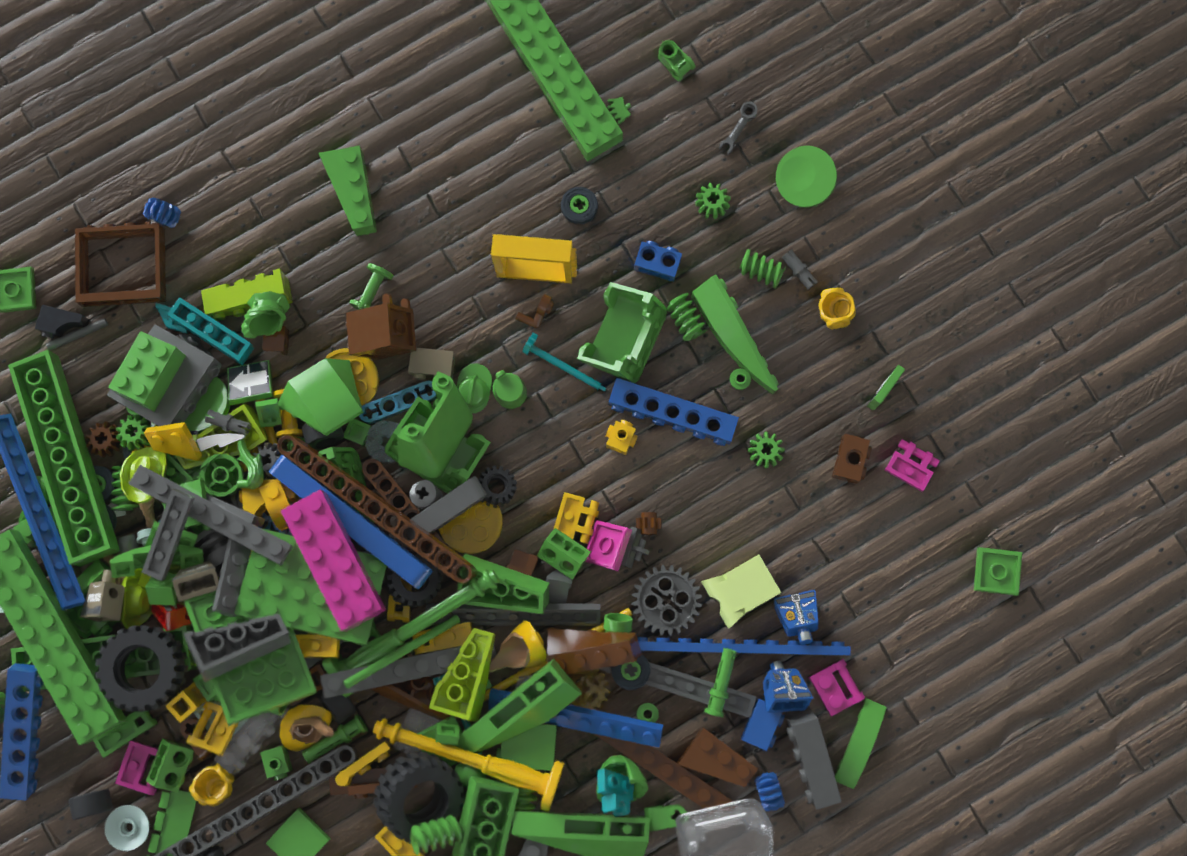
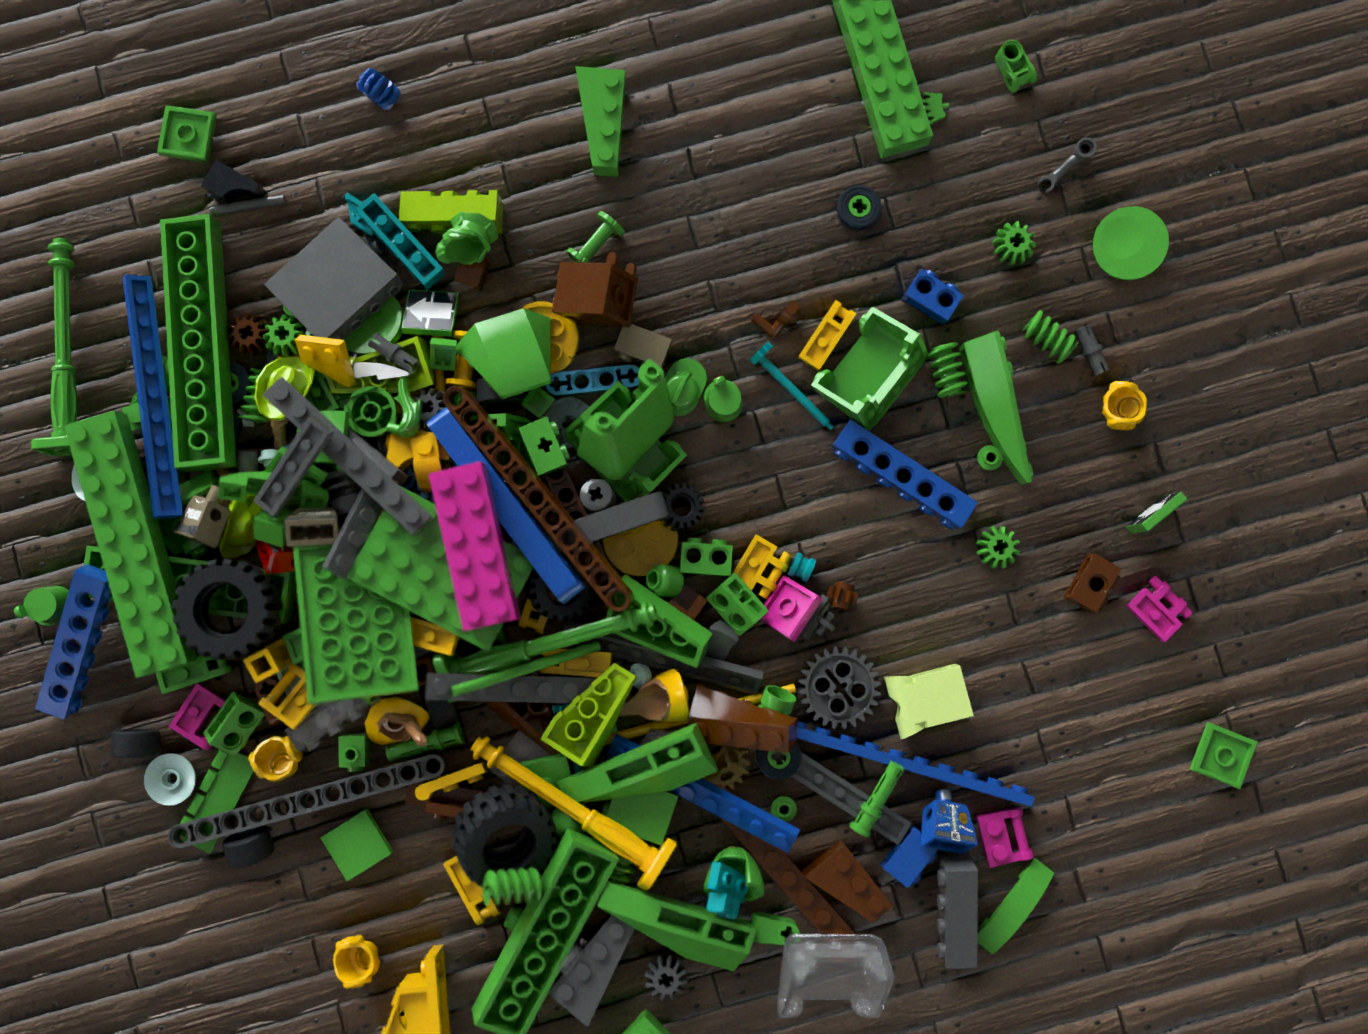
camera: 10 degrees right, 5 degrees up
(111, 231) = (316, 96): reddish brown window -> none
(147, 371) = (316, 269): bright green brick -> none
(236, 644) = (339, 614): dark grey wedge -> none
(373, 478) = (533, 436): none -> bright green brick
(447, 733) = (553, 773): bright green plate -> none
(499, 550) = (665, 580): none -> bright green head
(500, 632) = (643, 674): none -> light aqua plate
(529, 528) = (706, 565): none -> bright green brick
(534, 258) = (794, 256): yellow window -> none
(580, 316) = (826, 336): none -> yellow plate
(609, 509) = (802, 567): none -> teal wheel
(621, 444) = (832, 496): yellow brick -> none
(769, 791) = (899, 934): blue gear -> none
(798, 615) = (985, 745): blue torso -> none

